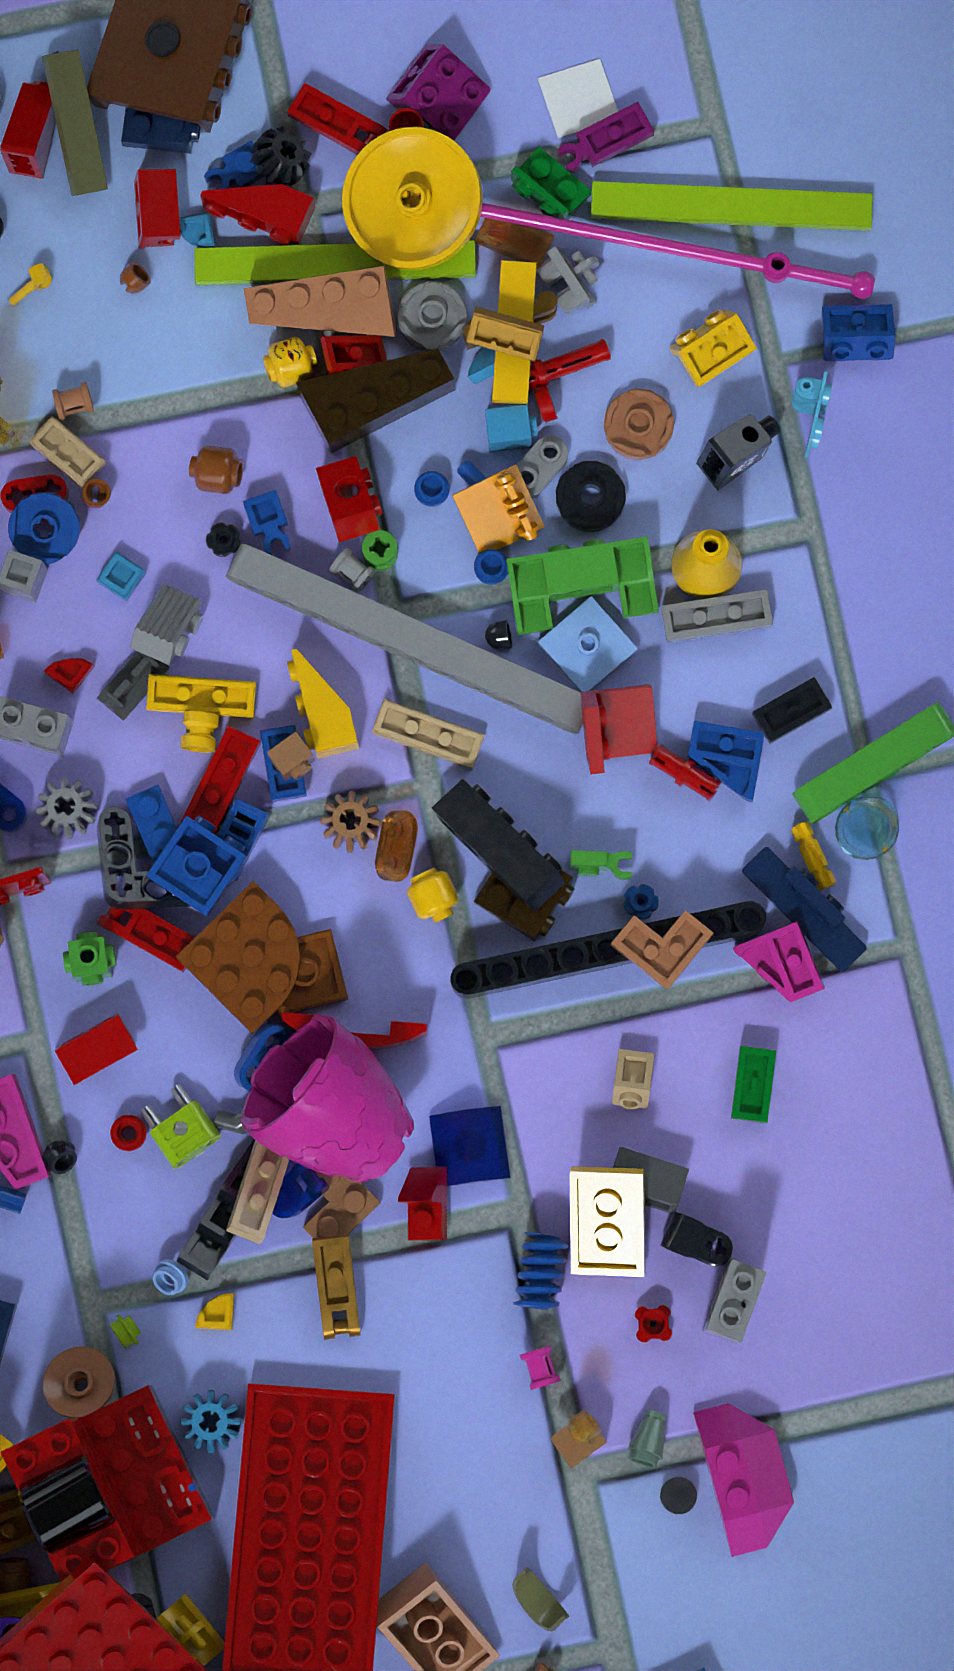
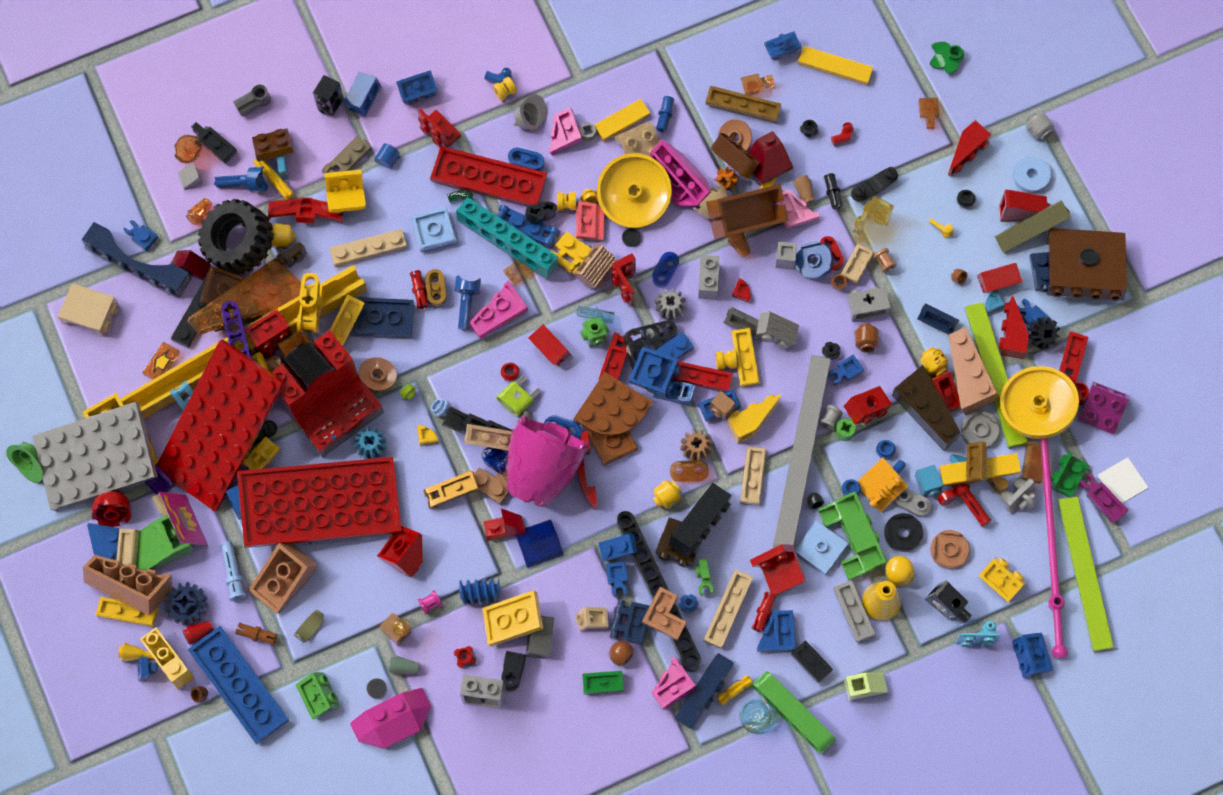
camera: 75 degrees right, 10 degrees down
(53, 950) = (587, 312): none -> clear light blue axle
(60, 1156) = (490, 340): black plate -> none
(121, 576) = (799, 305): dark azure tile -> none
(157, 469) = (860, 308): none -> light grey brick
(208, 335) = (938, 319): none -> dark blue hinge
(434, 1397) = (403, 551): none -> red slope
(514, 1004) = (618, 547): none -> blue plate
(561, 1017) = (617, 575): none -> blue plate
(650, 999) = (634, 629): none -> dark blue plate
(663, 519) = (900, 571): none -> yellow helmet
(666, 833) = (728, 609): none -> tan plate
(669, 1606) = (317, 694): none -> bright green bracket
(707, 1041) = (621, 653): none -> dark orange piece
(855, 628) = (865, 685): none -> yellowish green slope

